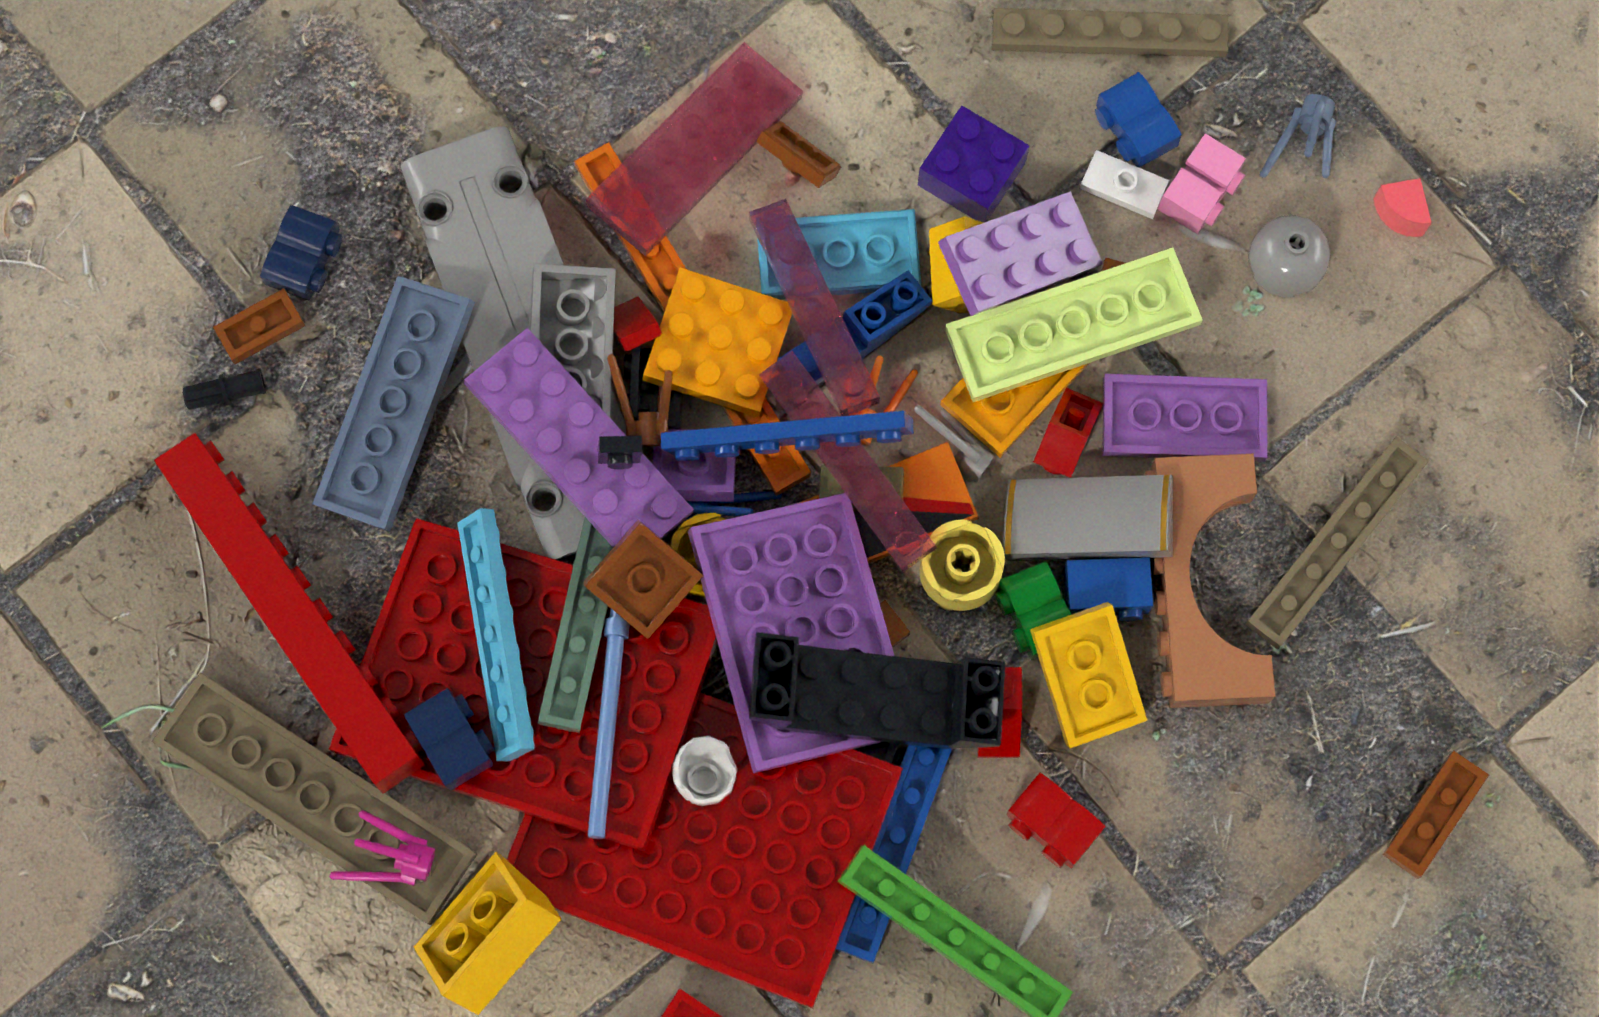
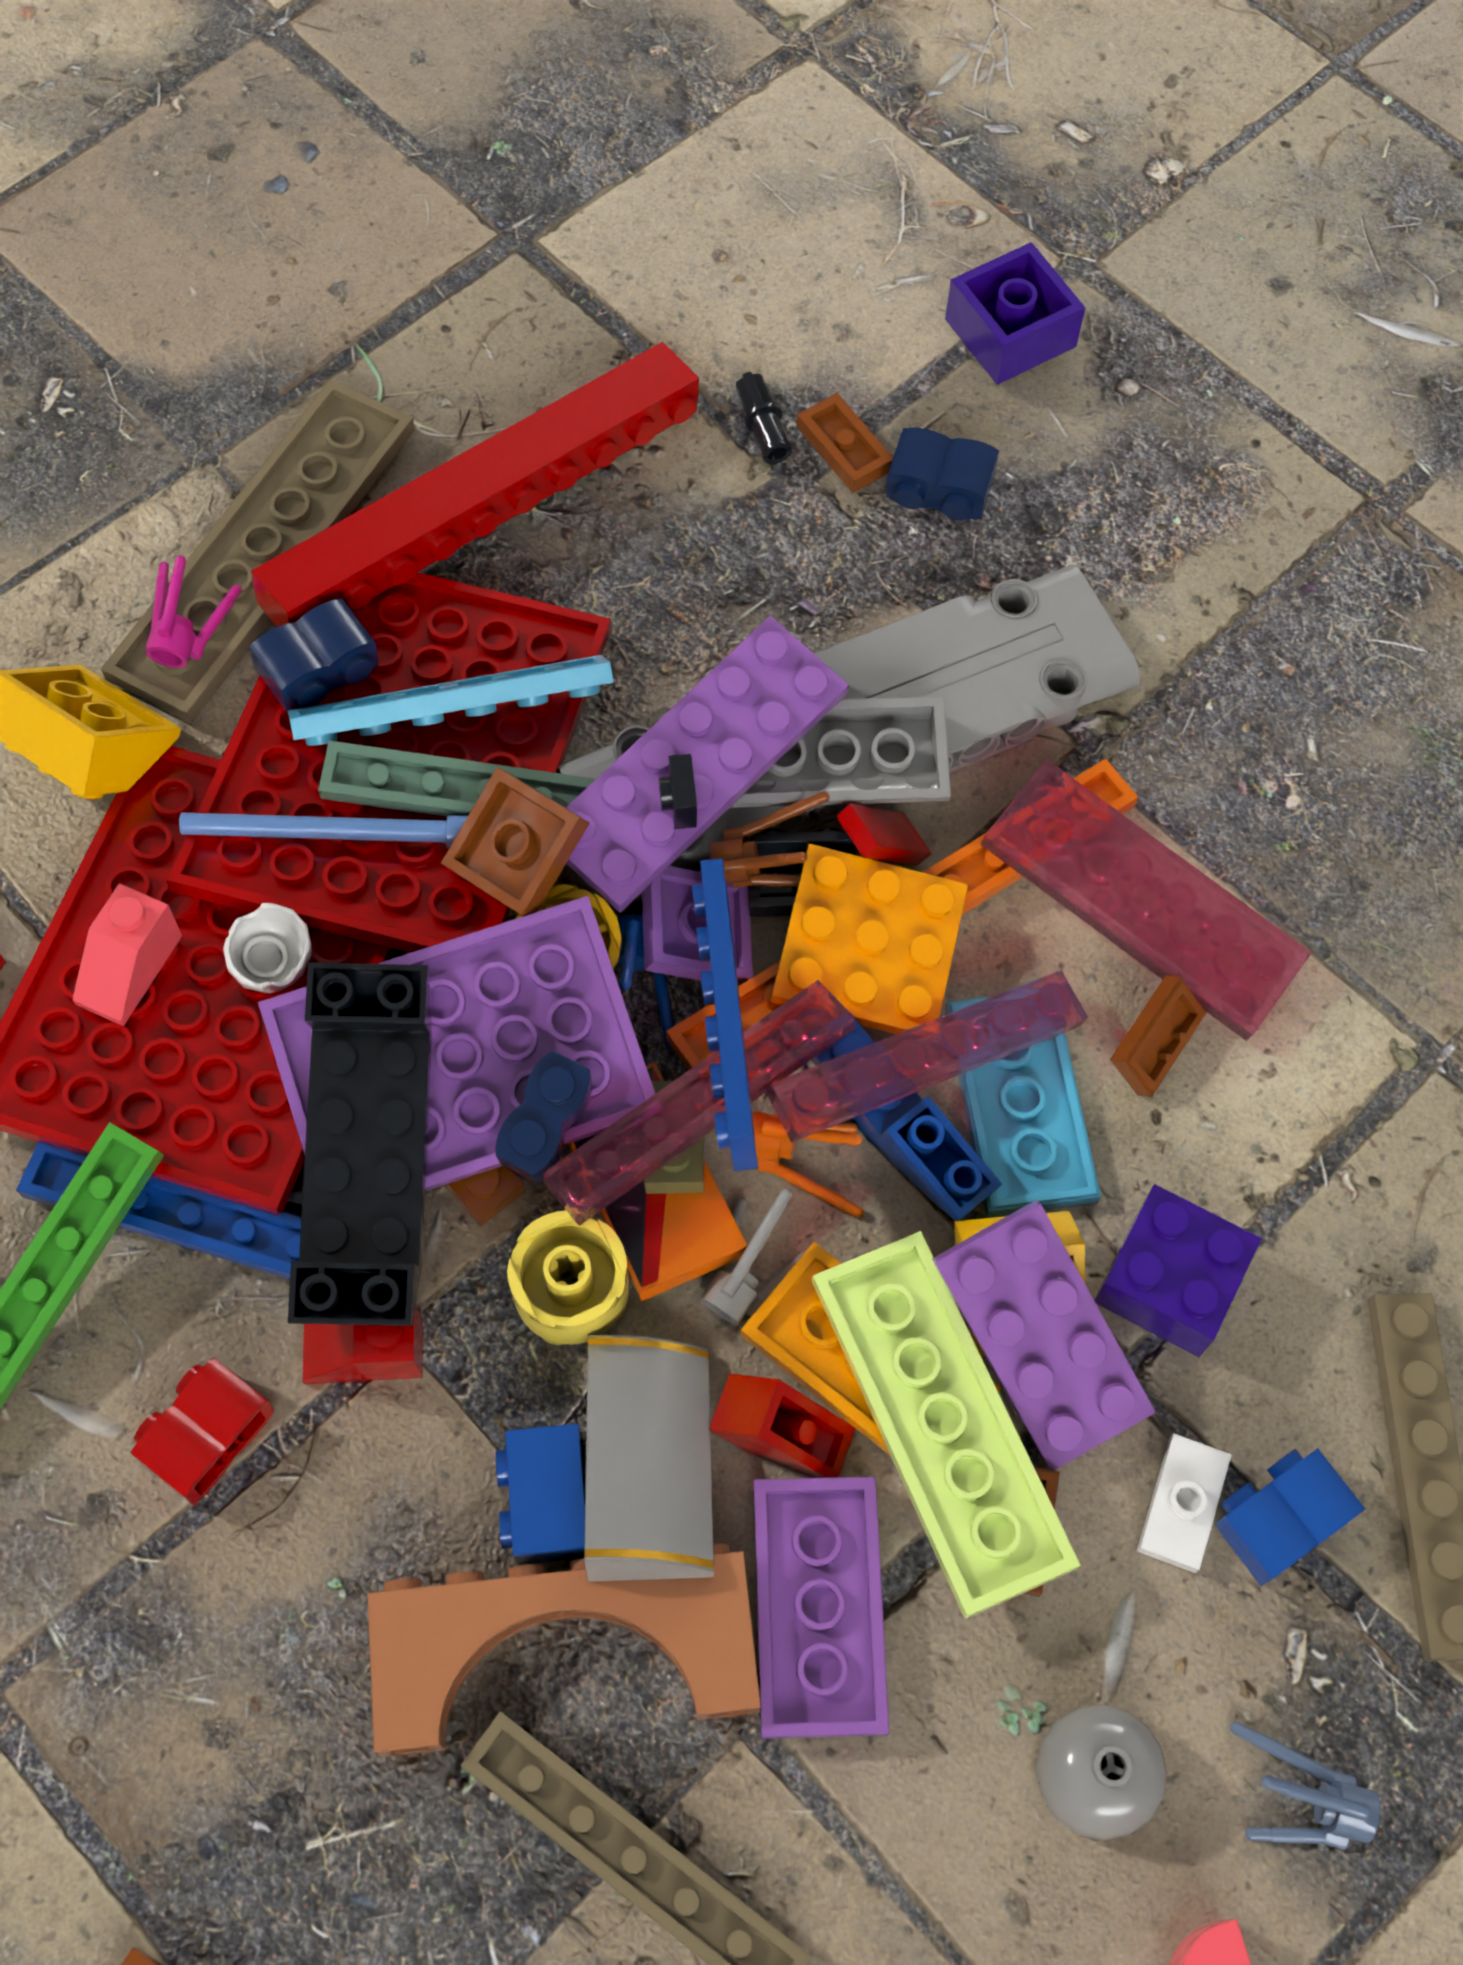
camera: 85 degrees right, 10 degrees down
(151, 178) = (1014, 313): none -> dark purple brick
(393, 403) = (755, 577): sand blue plate -> none
(700, 881) = (124, 953): none -> coral slope
(851, 560) = (553, 1103): none -> dark blue brick
(1031, 600) = (510, 1392): green brick -> none
(1088, 674) = (409, 1464): yellow plate -> none
(1199, 187) = (1229, 1633): bright pink piece -> none

